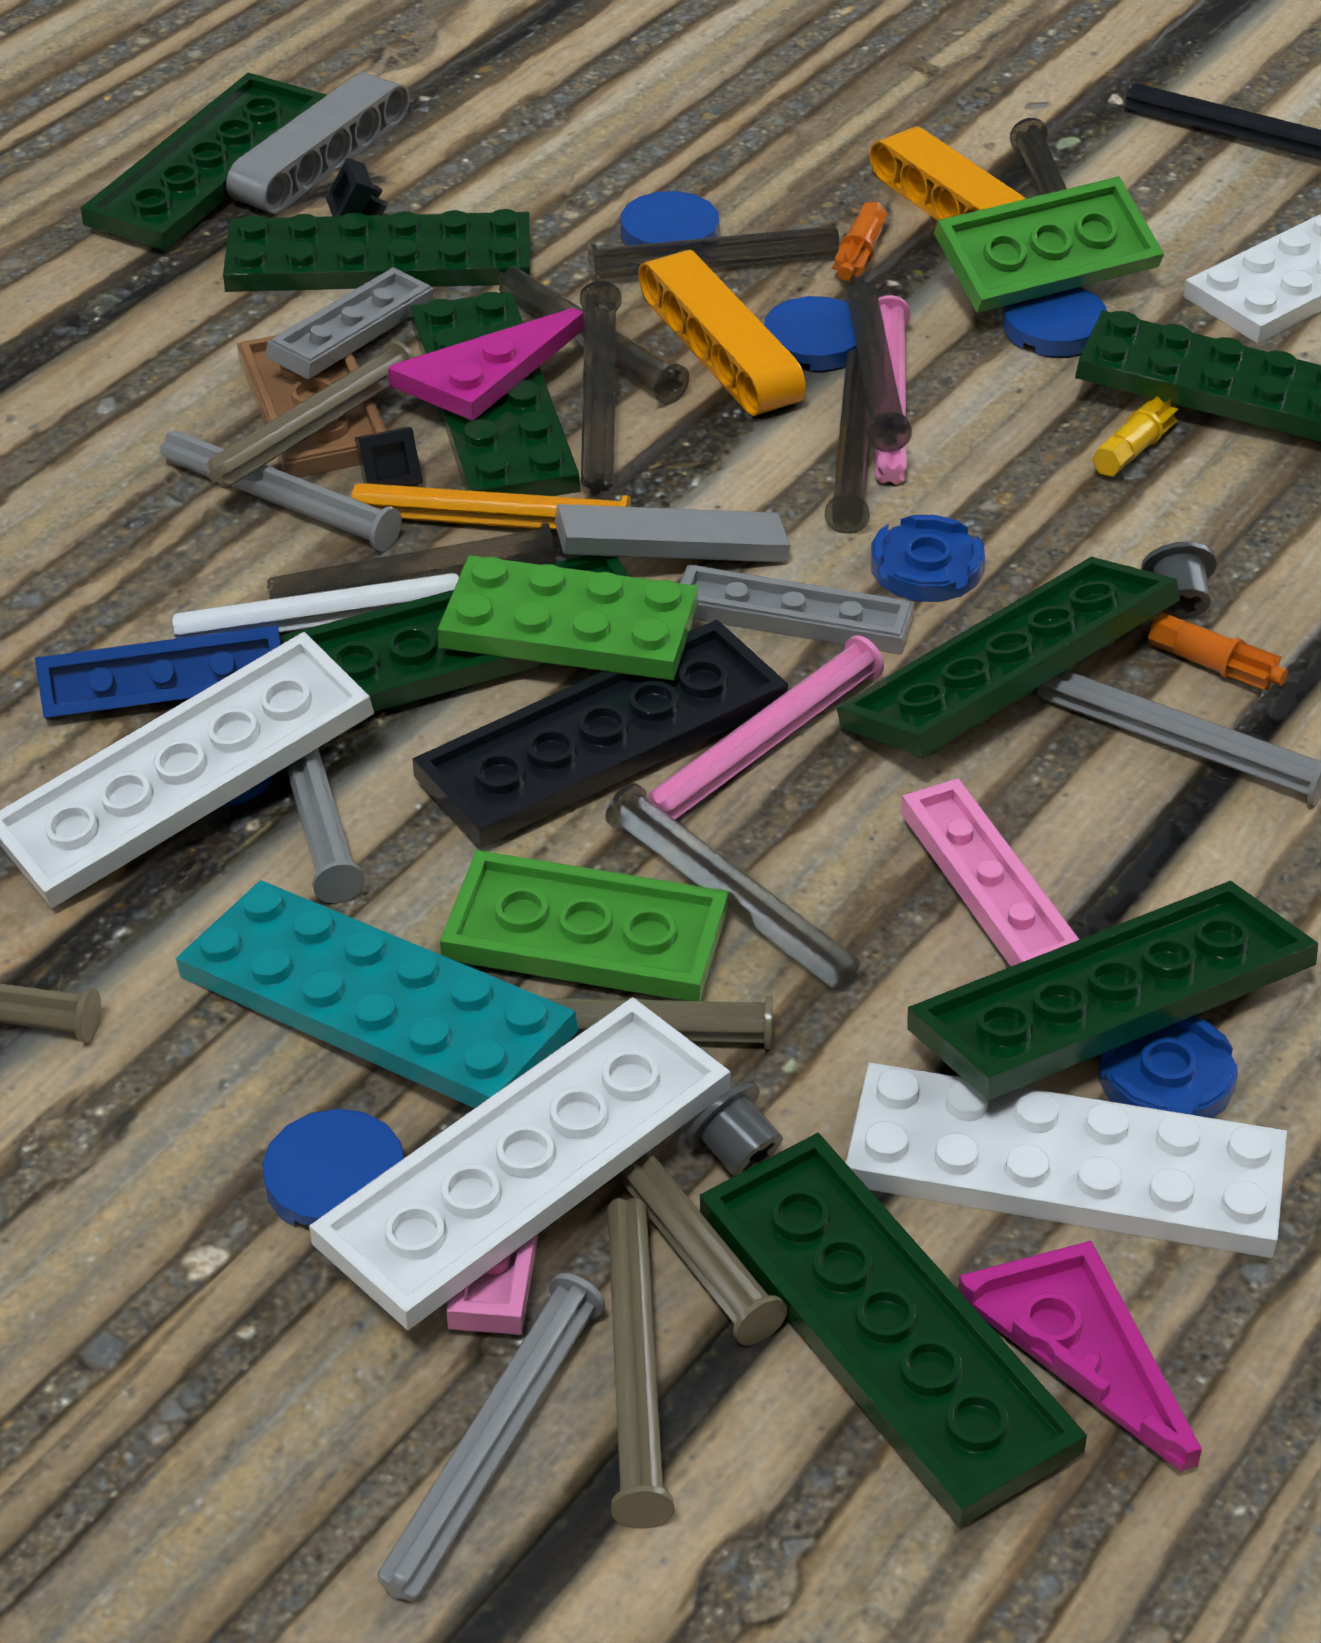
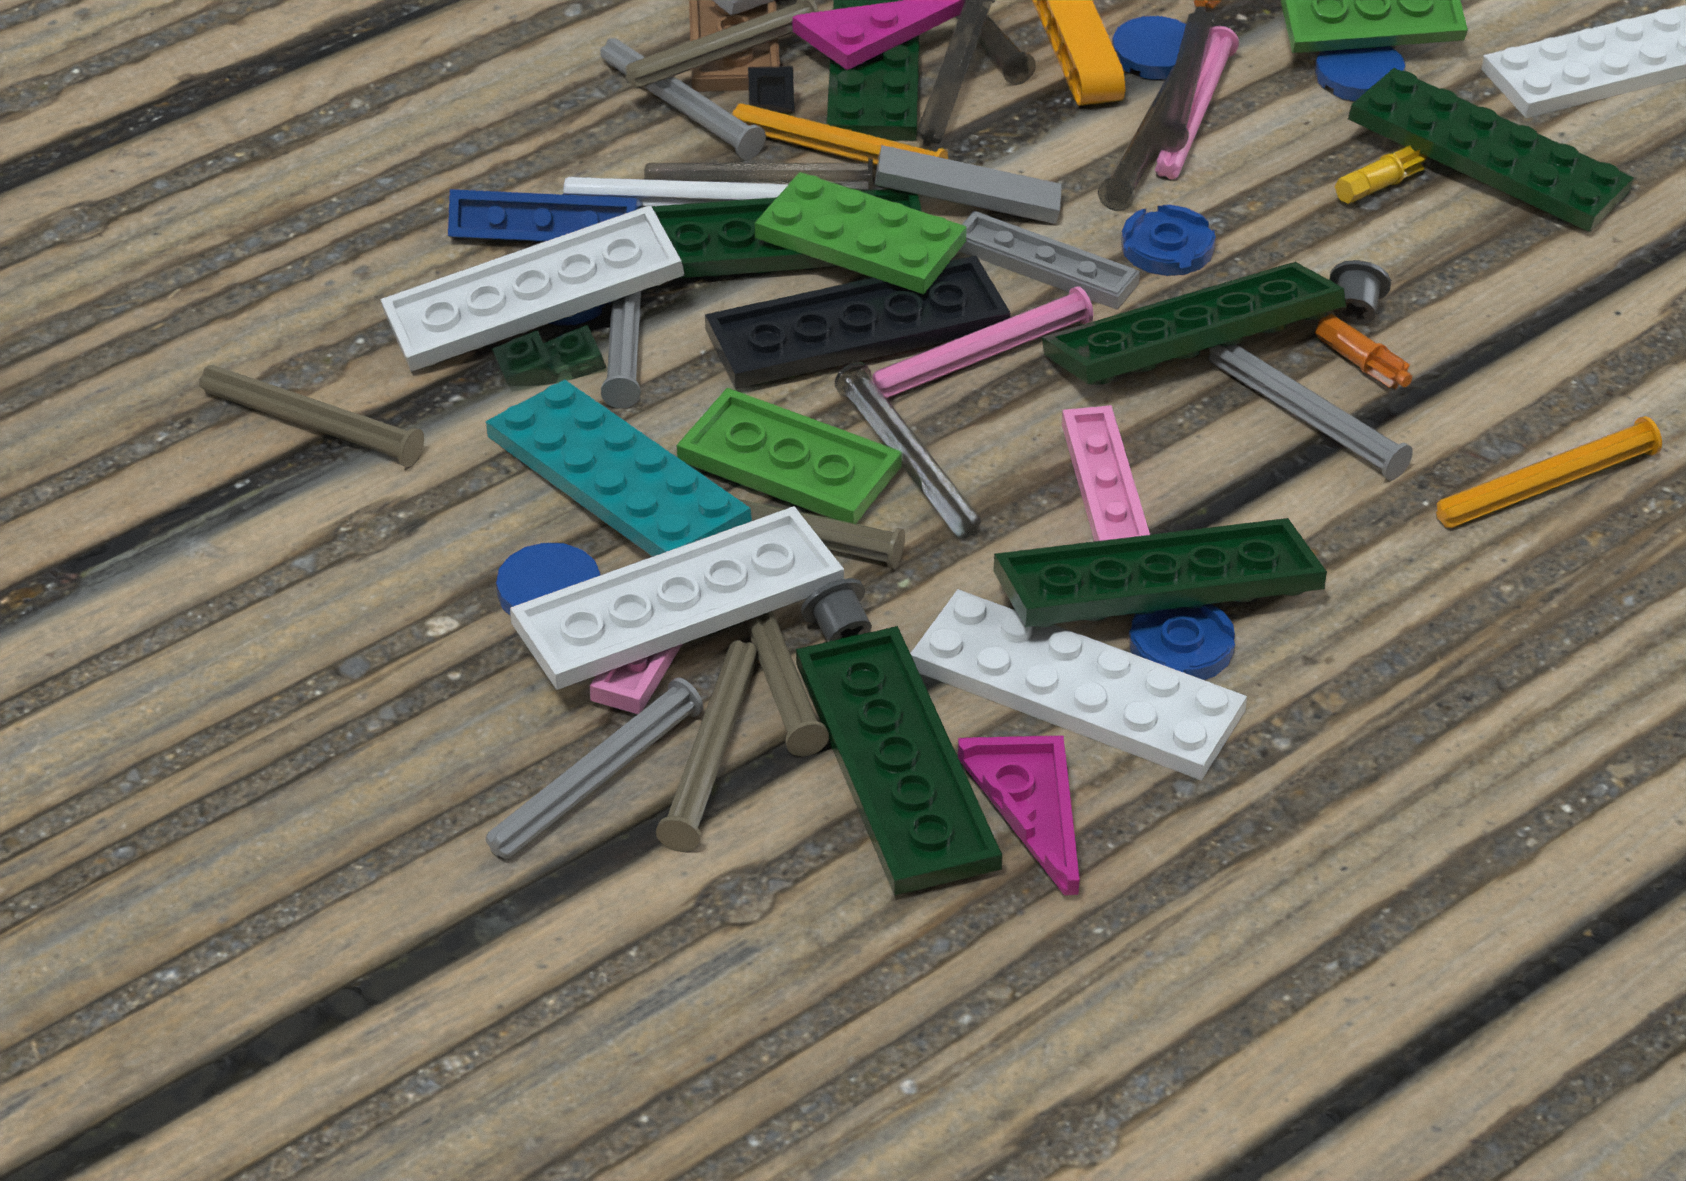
camera: 15 degrees right, 0 degrees up
(214, 863) = (535, 363): none -> clear green slope

